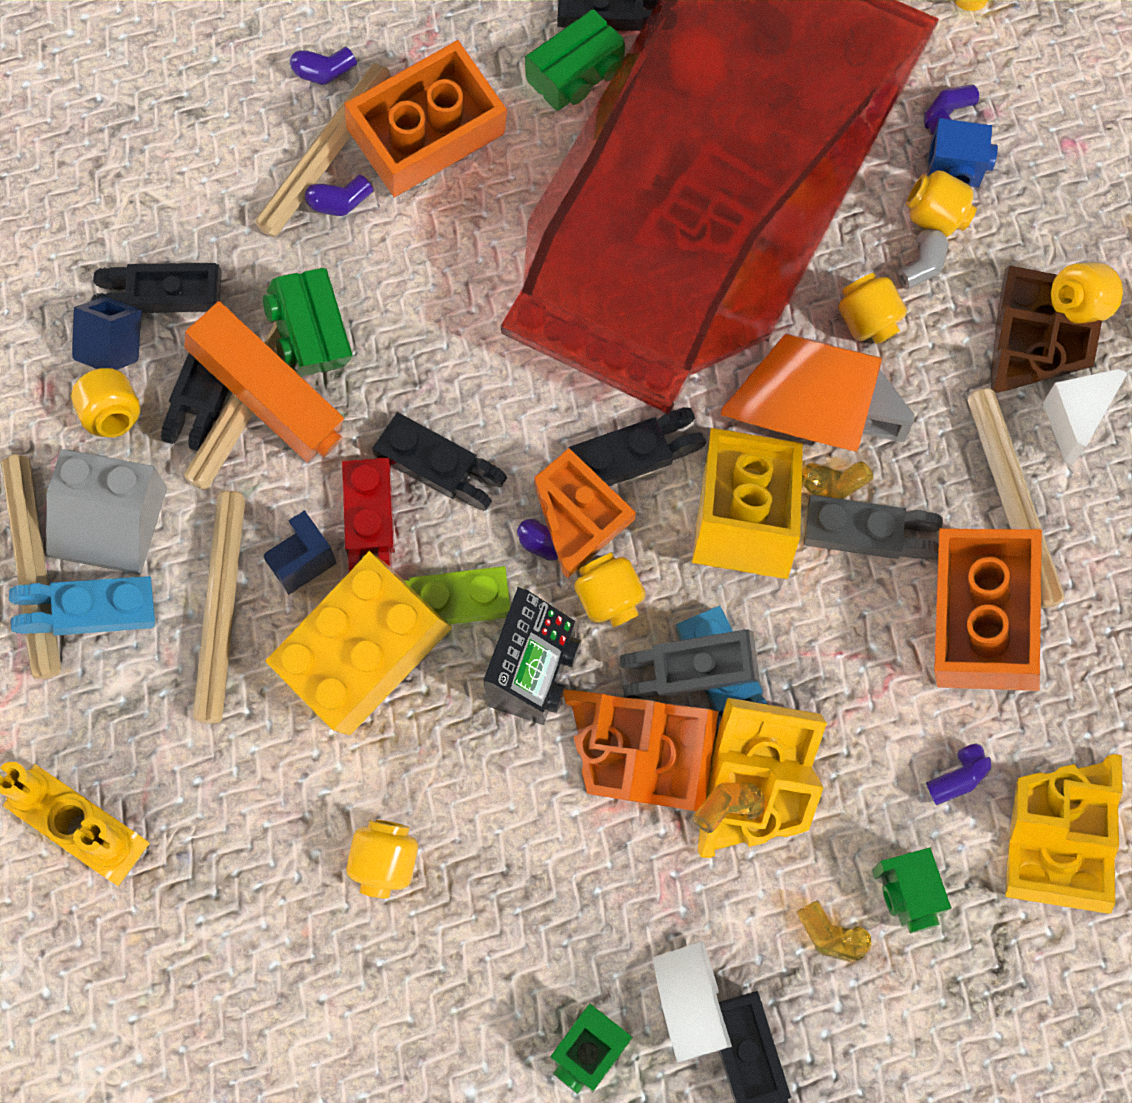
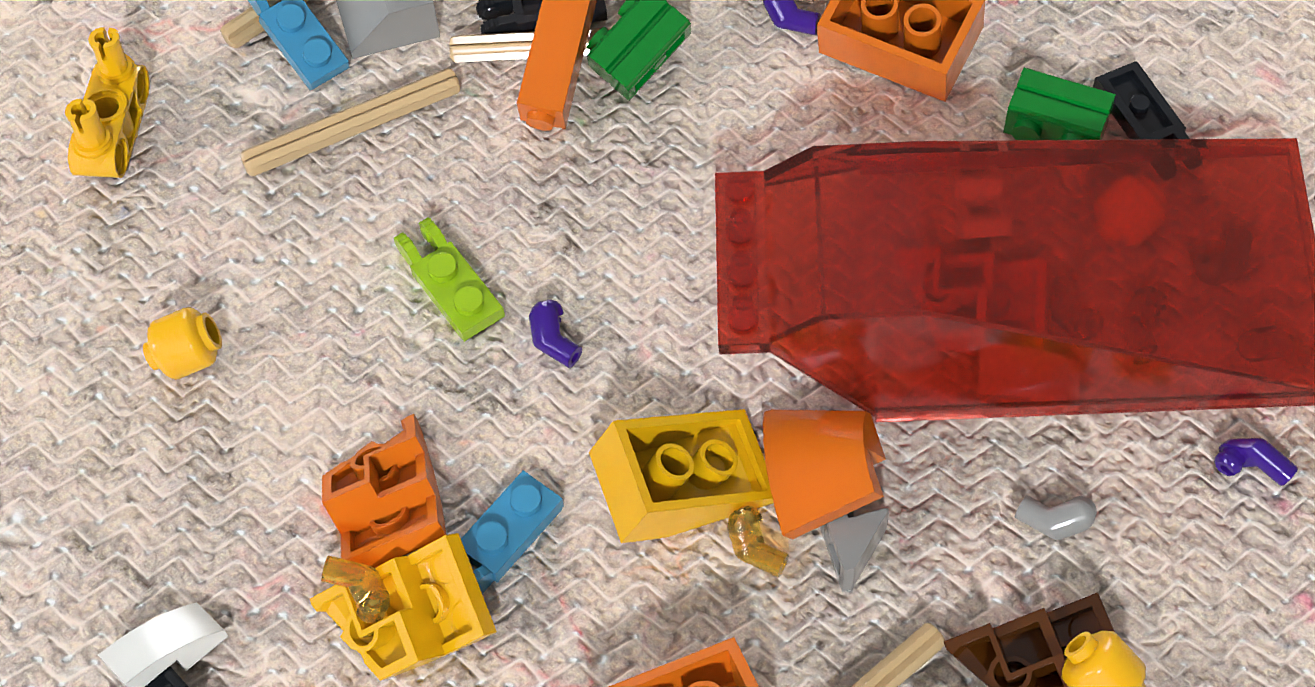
camera: 65 degrees right, 10 degrees down
(301, 555) = (427, 156): dark blue panel -> none
(358, 644) = (359, 227): yellow brick -> none
(368, 509) = (489, 188): red hinge -> none
(436, 461) = (576, 208): black hinge -> none
(531, 659) = (414, 358): black slope -> none
(579, 510) = (583, 334): orange wing -> none
(593, 1029) = (76, 567): green brick -> none
(609, 590) = (523, 398): yellow head -> none
(639, 447) = (682, 357): black hinge -> none
(695, 664) = (481, 496): dark grey hinge -> none
(869, 528) = (721, 589): dark grey hinge -> none
(872, 308) = (961, 487): yellow head -> none
(941, 203) = (1127, 497): yellow head -> none
(962, 150) = (1201, 490): blue brick -> none

